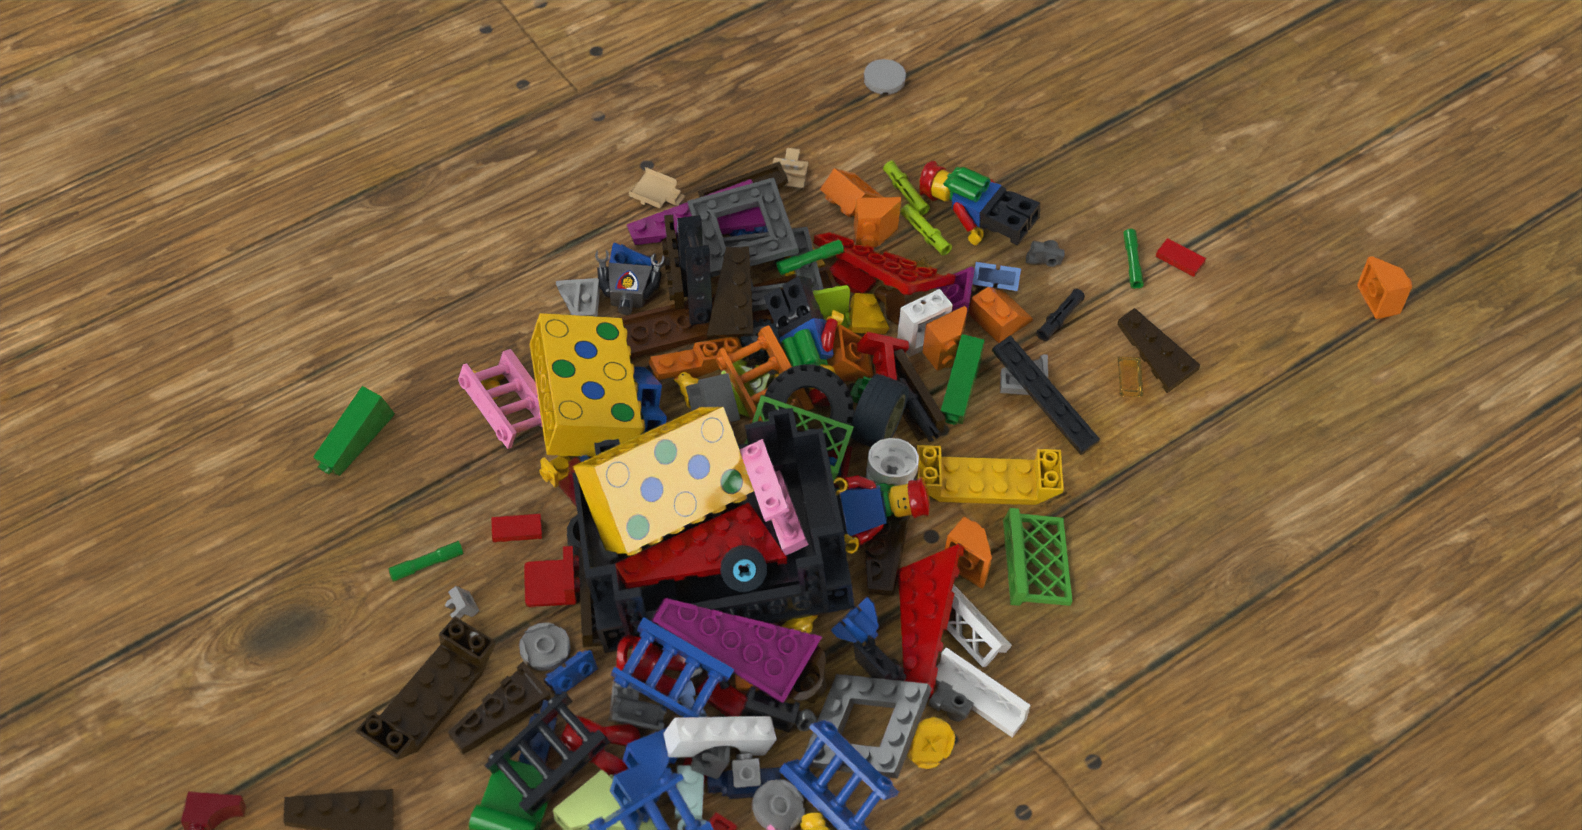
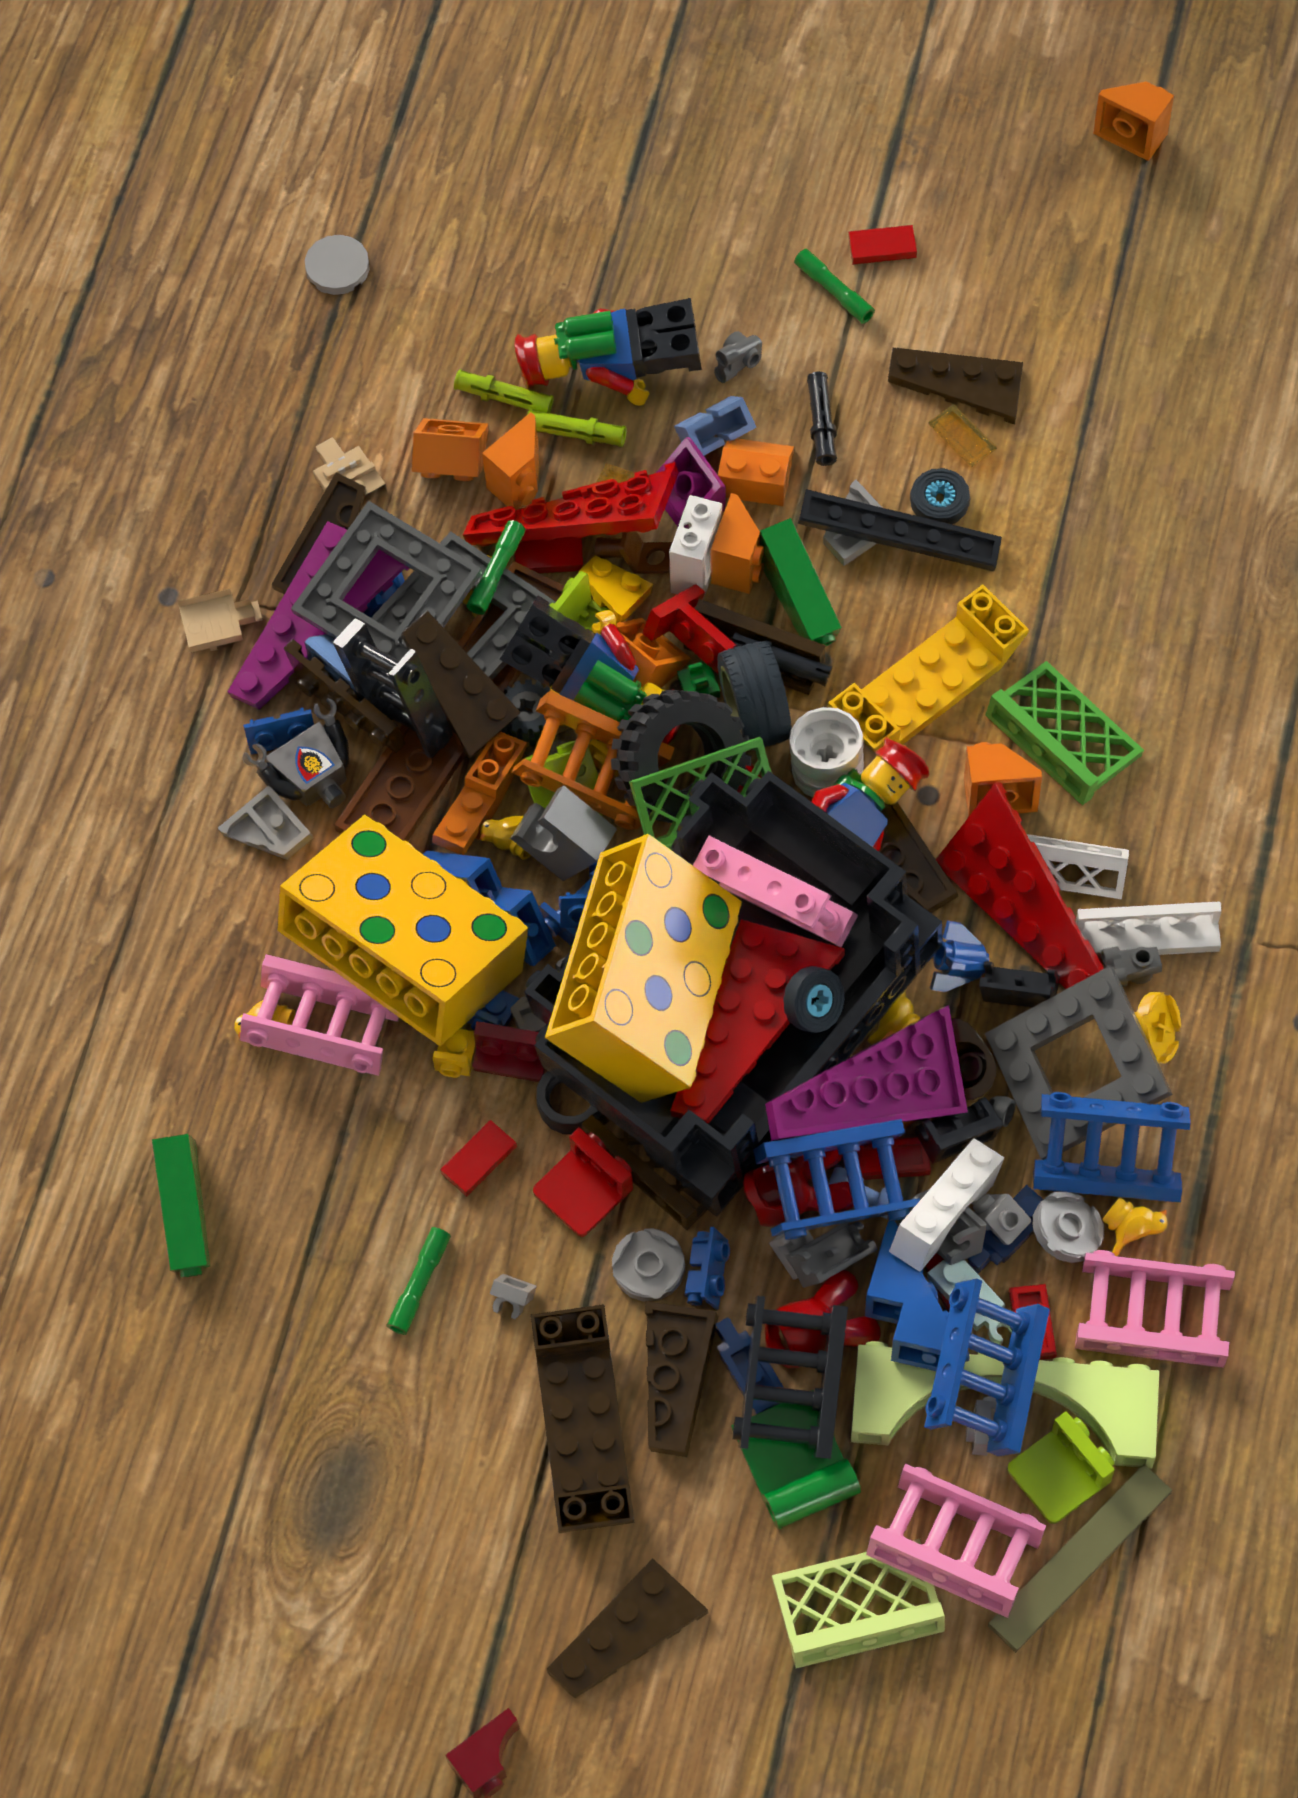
camera: 35 degrees left, 10 degrees up
(1087, 387) = (941, 481): none -> black bush

